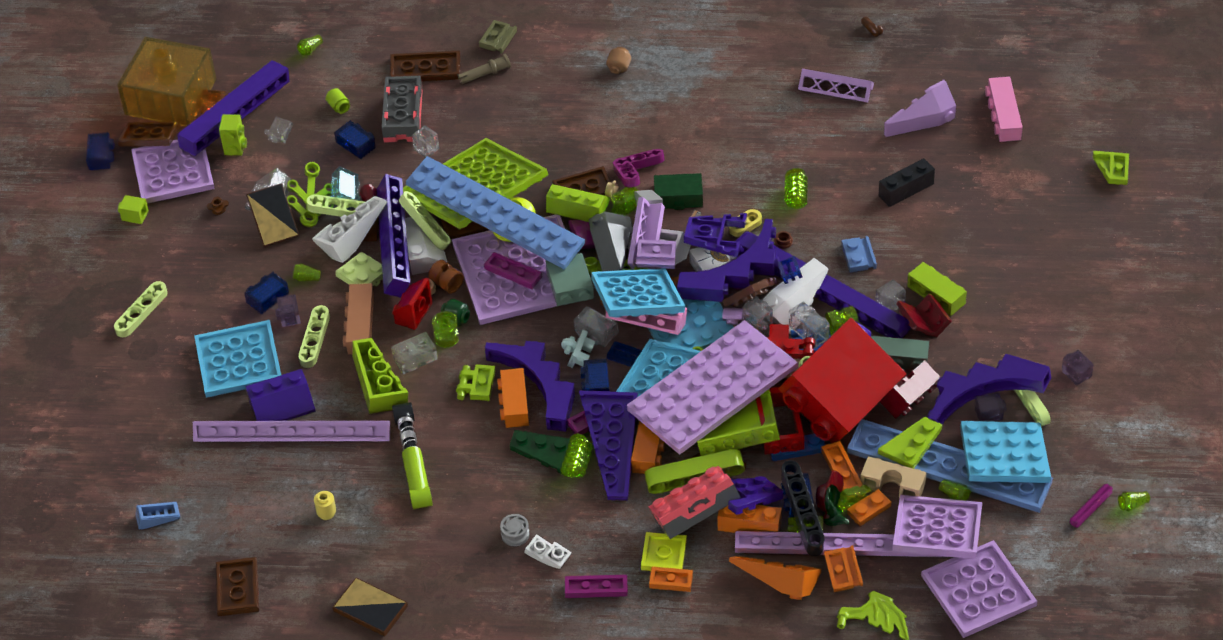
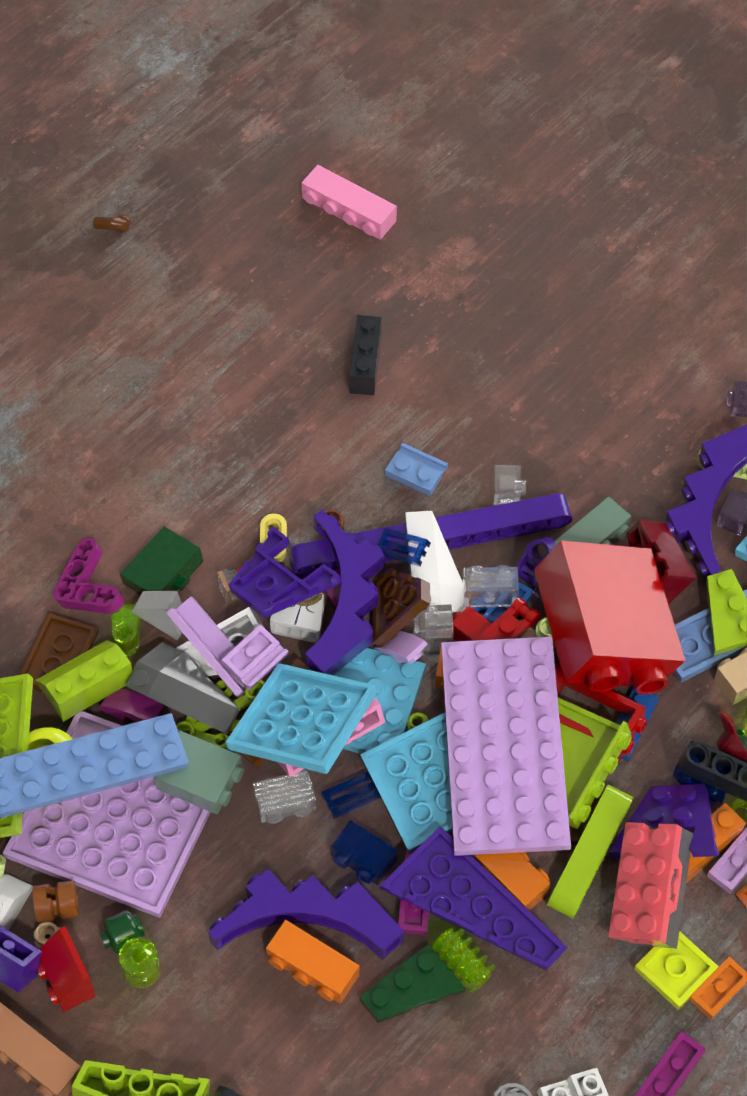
camera: 55 degrees left, 10 degrees up
(414, 353) = (140, 1025): clear brick -> none
(481, 385) = (254, 980): lime plate -> none
(513, 270) = (124, 822): magenta plate -> none
(570, 345) = (299, 841): light aqua hips -> none
(611, 188) = (100, 630): tan plate -> none
(796, 188) = (274, 458): clear neon green piece -> none
(832, 78) = (158, 305): lavender fence -> none
(837, 319) = (504, 548): clear neon green wheel -> none
(838, 460) = (700, 702): orange plate -> none
(926, 316) = (567, 473): dark red bracket -> none
(927, 280) = (535, 437): lime brick -> none
(929, 111) = (289, 267): lavender wedge -> none
(1113, 166) = (512, 176): lime wing -> none

